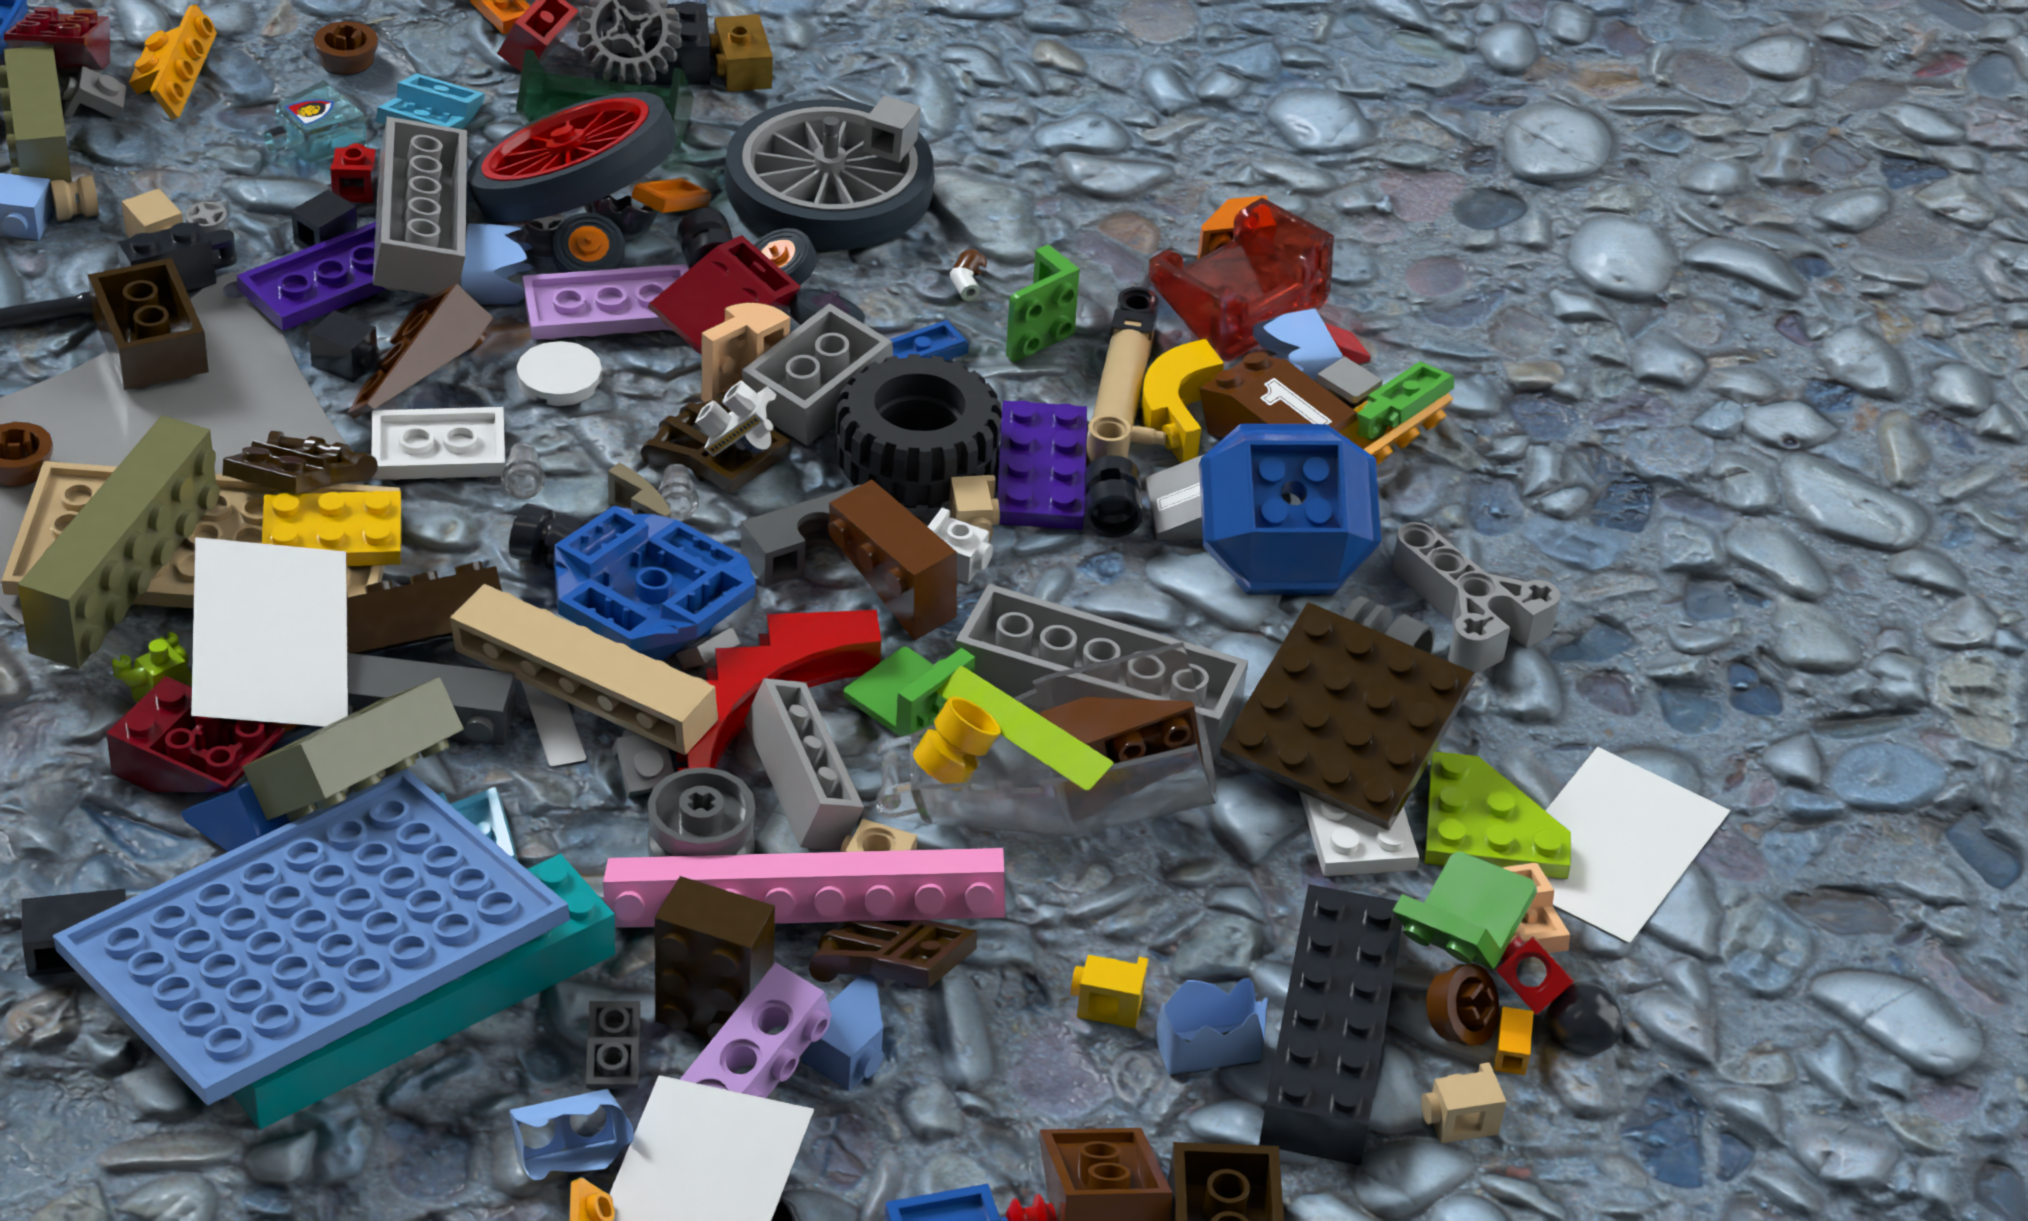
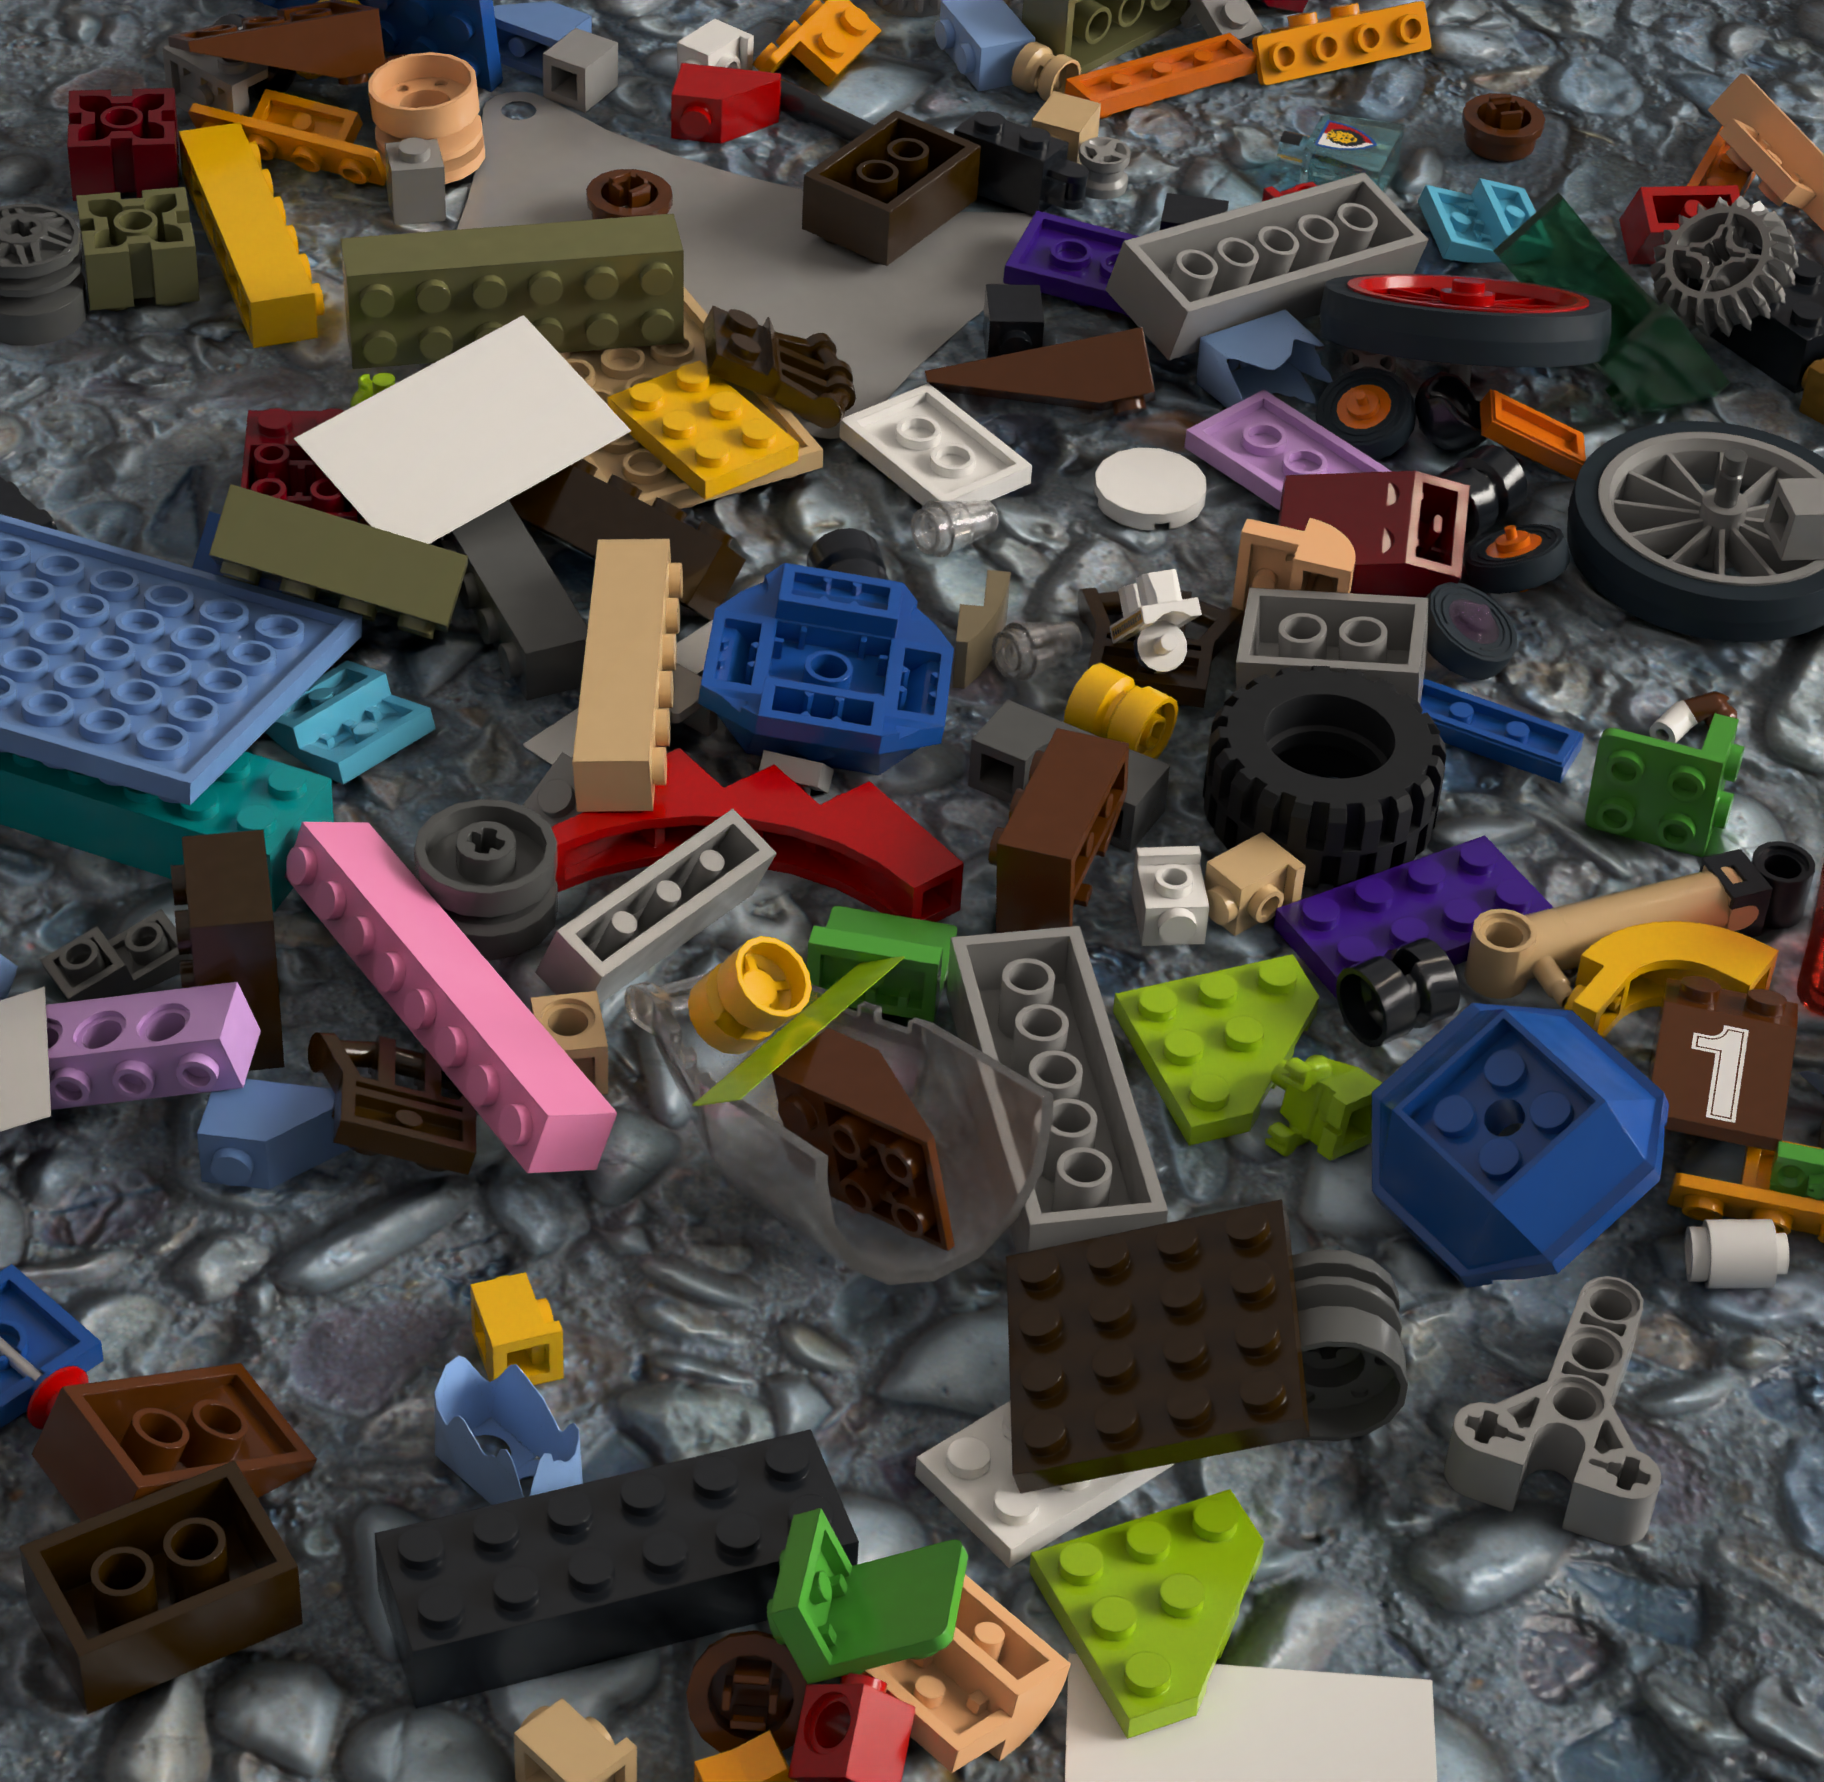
camera: 60 degrees right, 0 degrees up
(129, 151) = (1164, 74): none -> orange plate
(781, 486) = (1116, 709): none -> yellow wheel
(1078, 574) = (1217, 1040): none -> lime plate
(1178, 569) = (1323, 1105): none -> lime piece
(1399, 479) = (1735, 1253): none -> white brick

